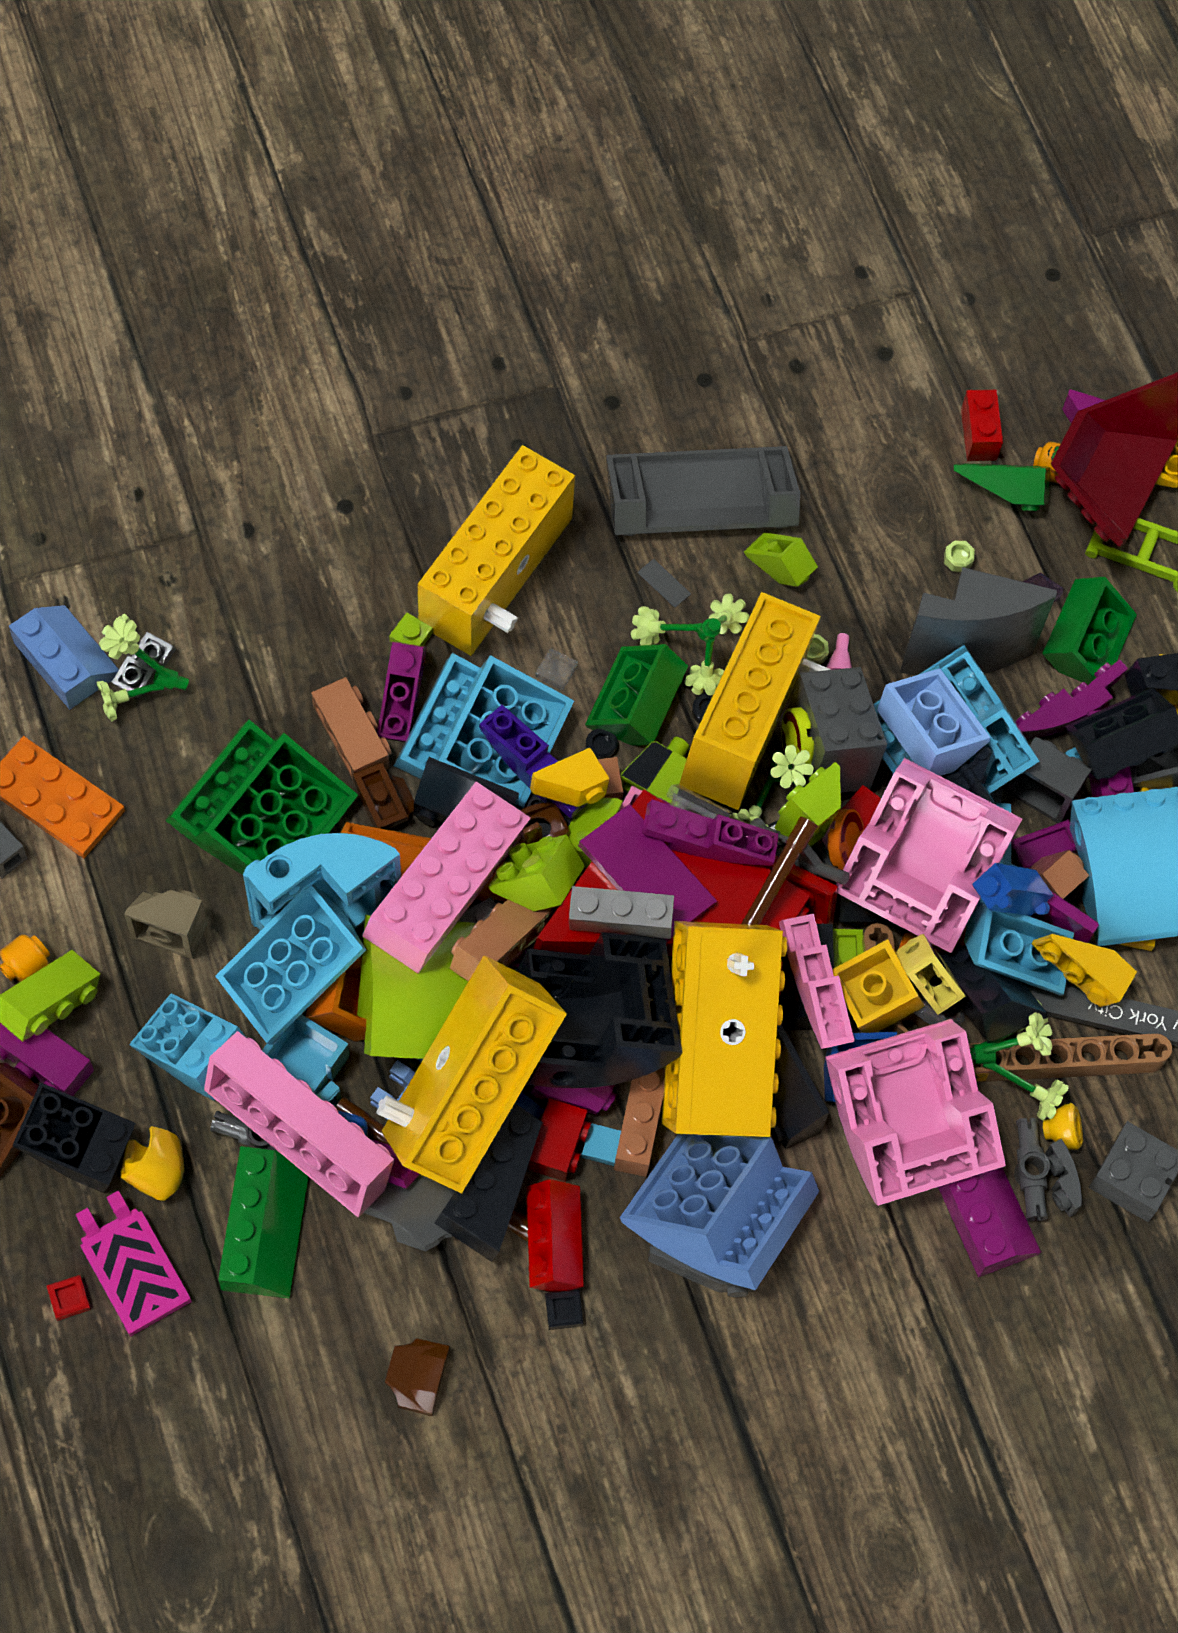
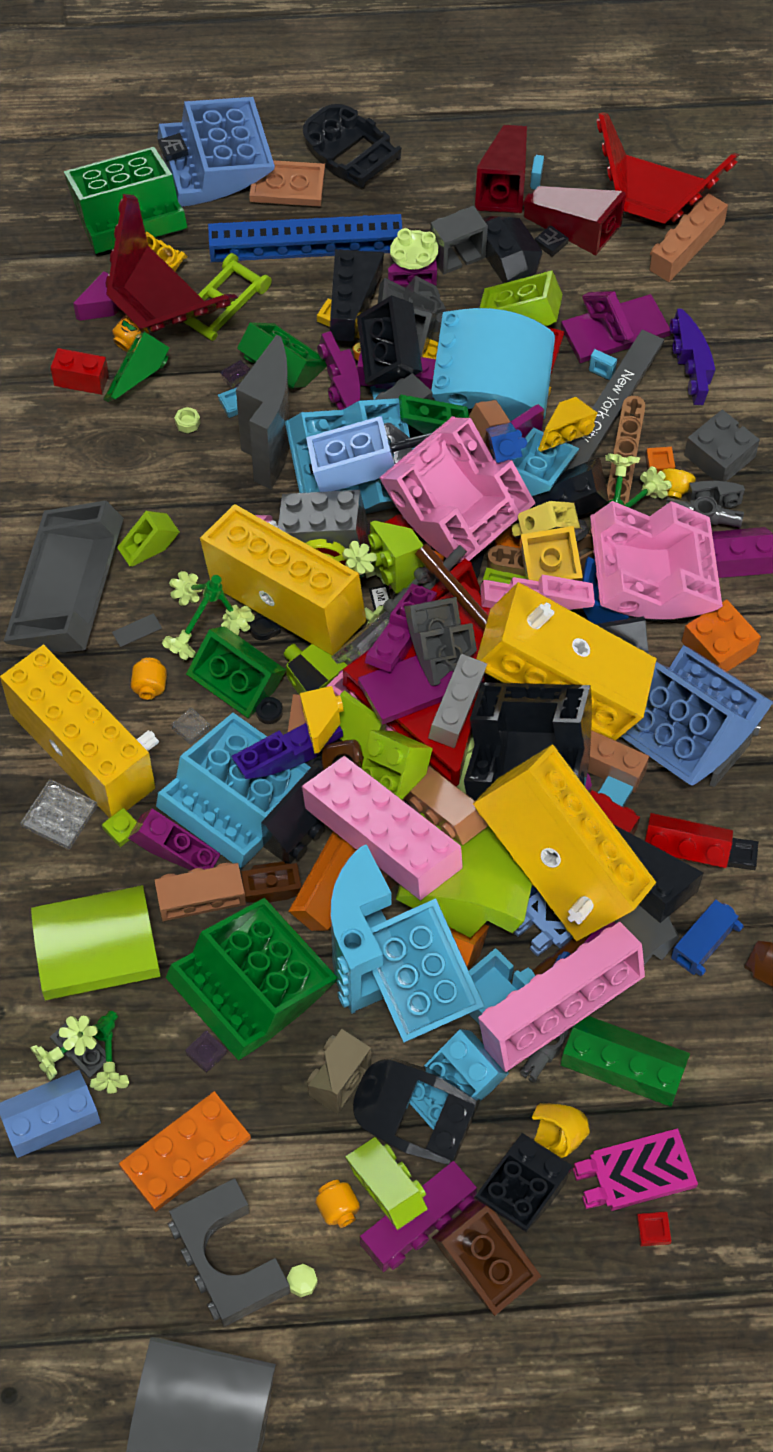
camera: 70 degrees left, 5 degrees down
(149, 974) = (385, 1098): none -> black slope
(166, 786) = (206, 1051): none -> clear purple plate
(259, 640) = (94, 942): none -> lime slope
(403, 566) = (59, 814): none -> clear tile
(437, 1283) = (705, 937): none -> blue brick
(599, 608) = (148, 678): none -> light orange head
(708, 875) = (439, 636): none -> dark grey slope
(848, 1224) = (722, 637): none -> orange brick
(1037, 808) = (428, 414): none -> green slope
(1093, 1102) = (660, 458): none -> orange plate

